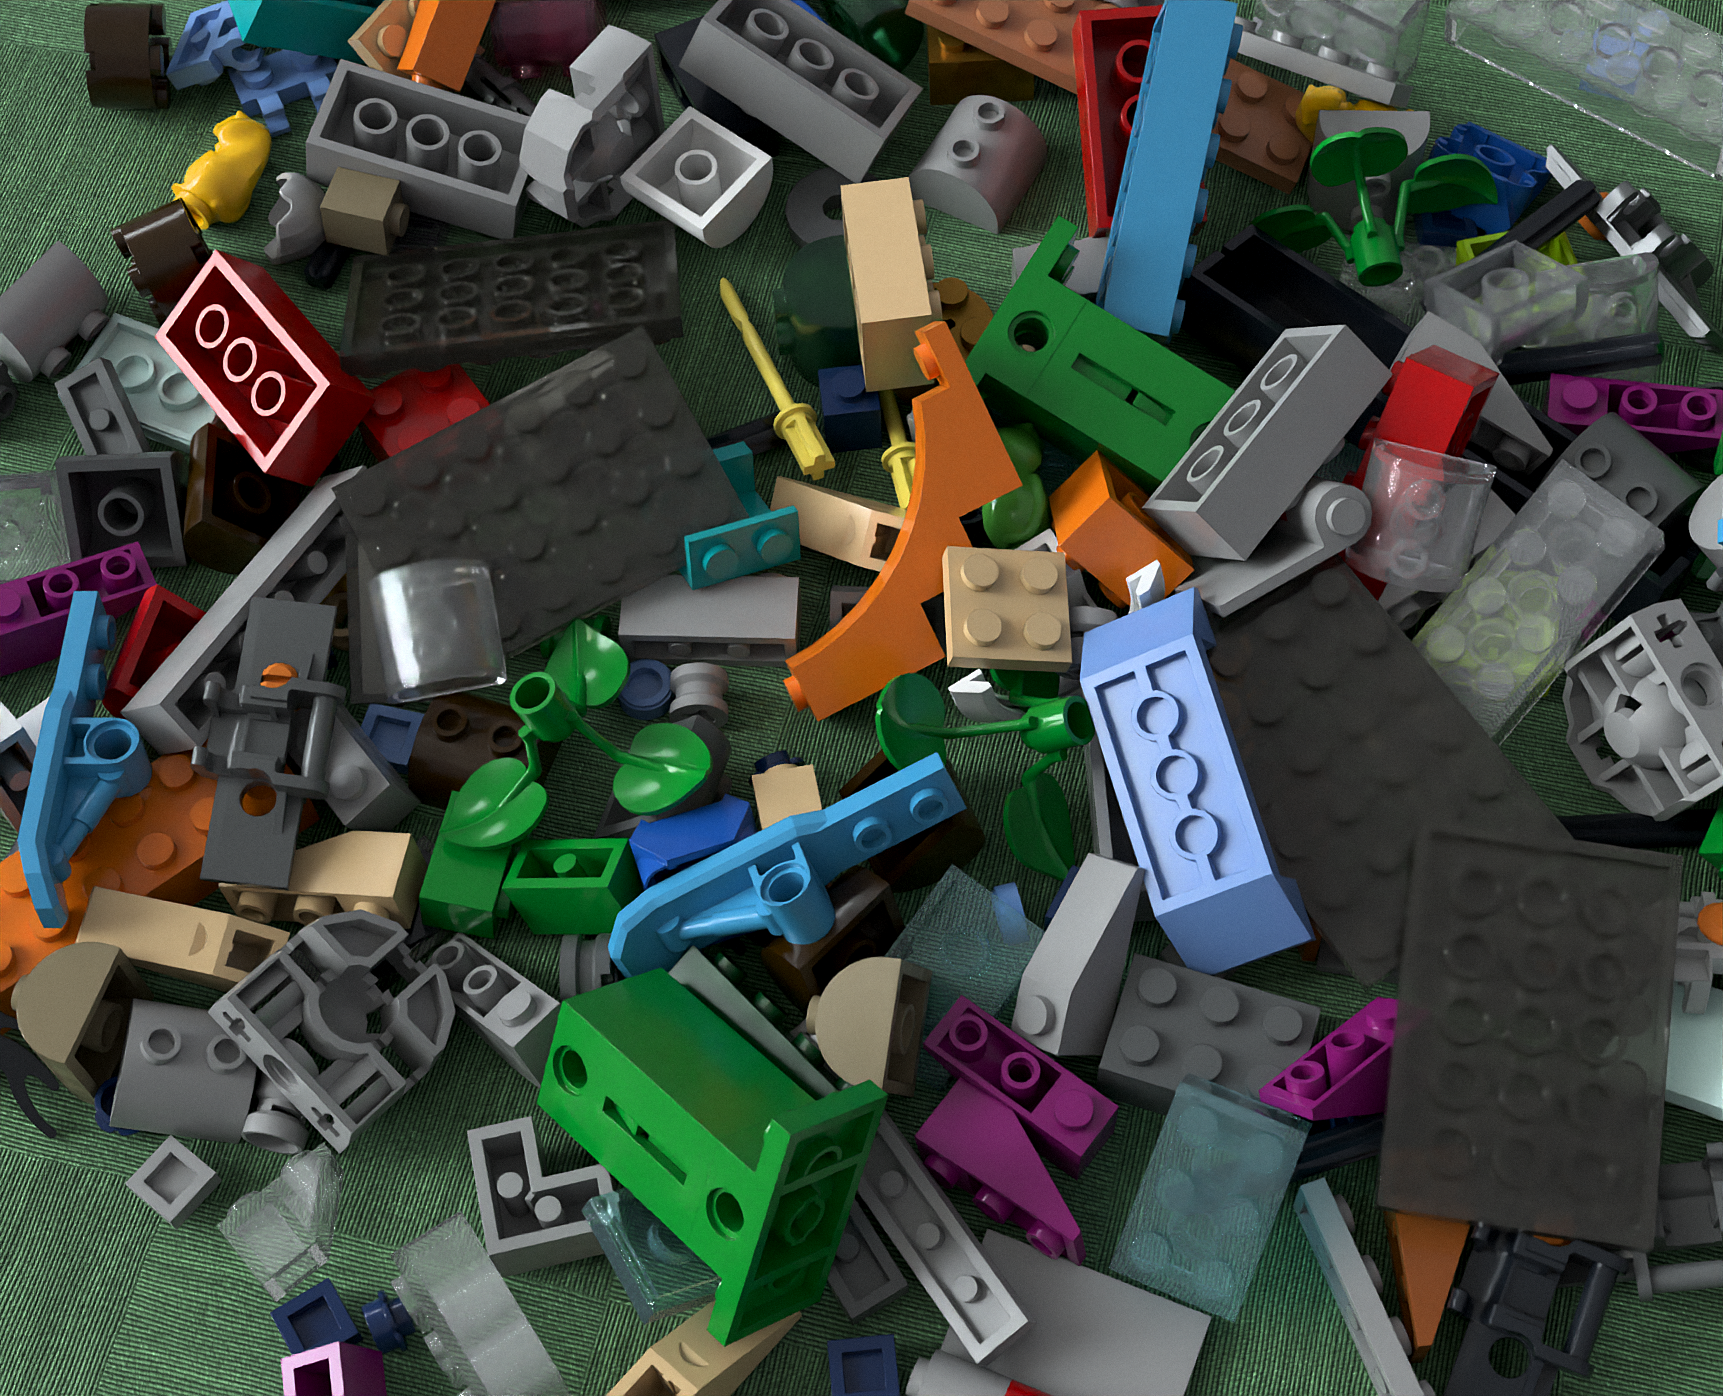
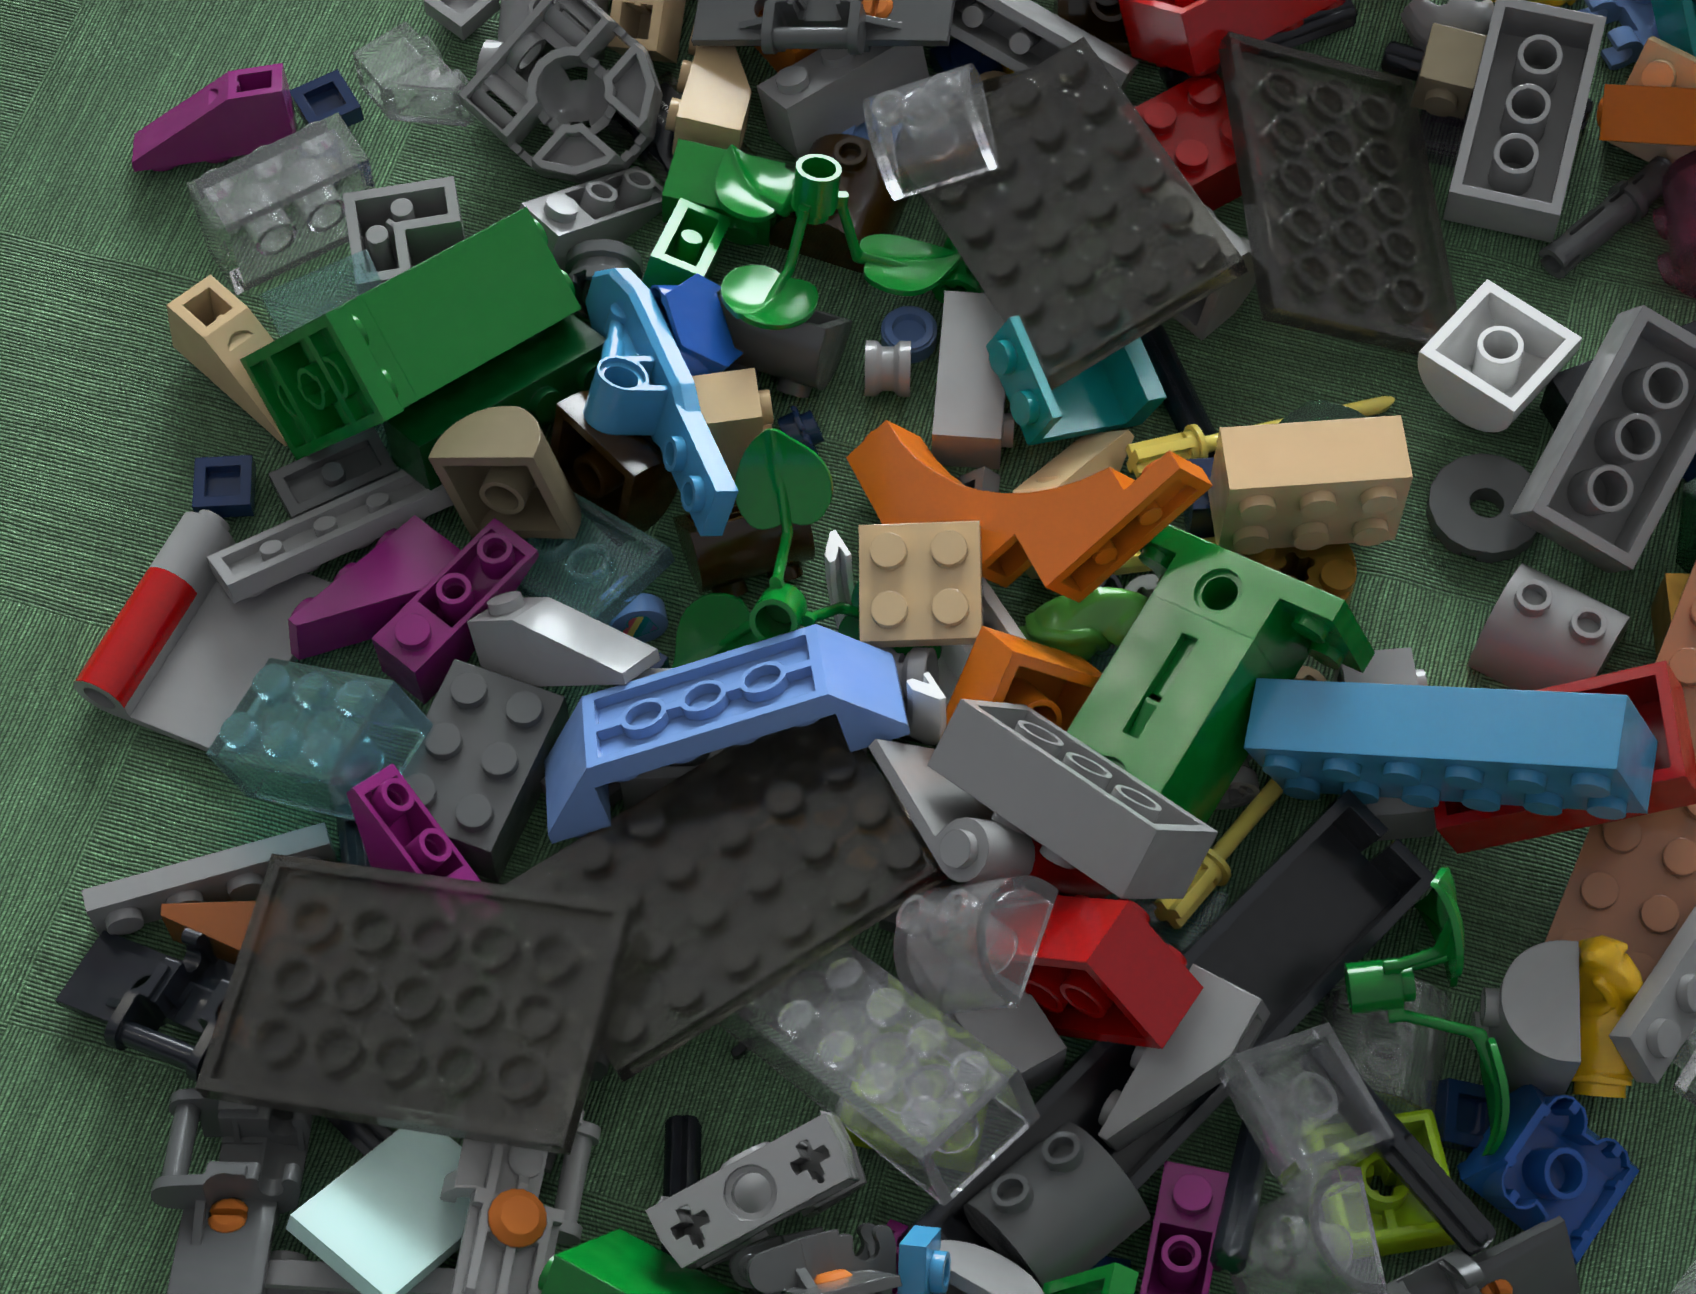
camera: 90 degrees right, 0 degrees up
(597, 135) = (1490, 241): light grey connector -> none

